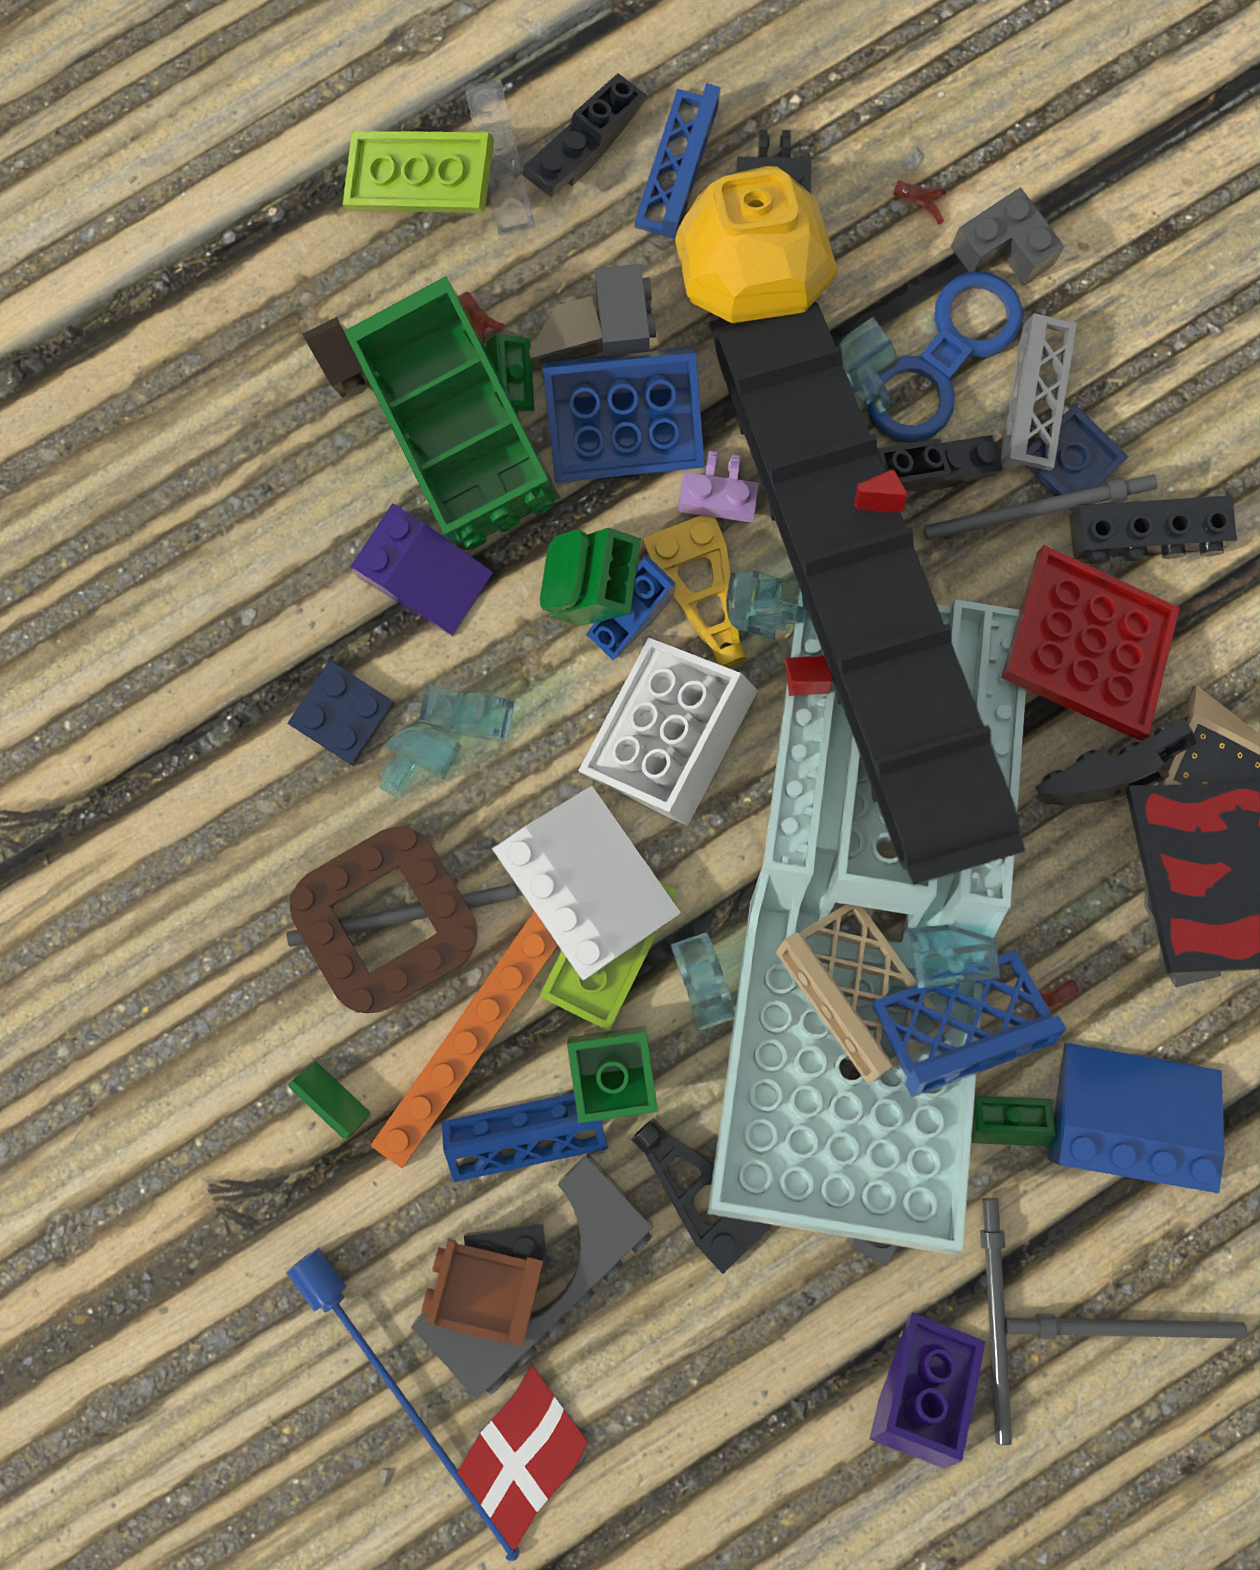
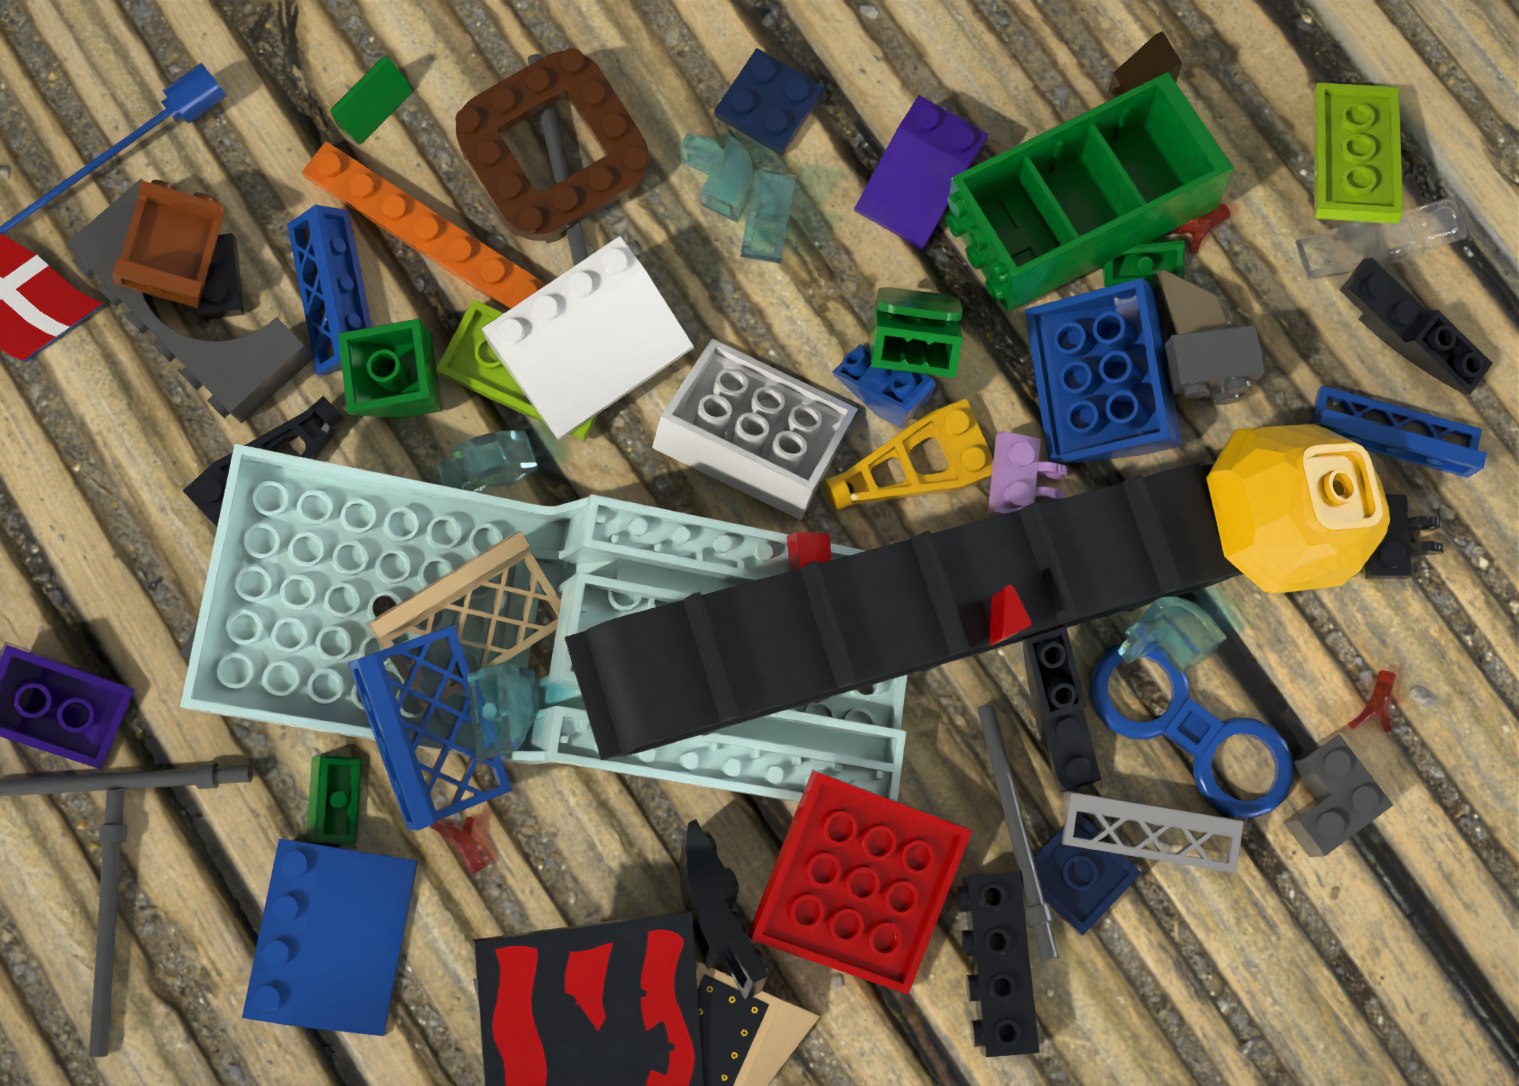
camera: 85 degrees right, 5 degrees down
(757, 606) = (892, 513): clear light blue brick -> none

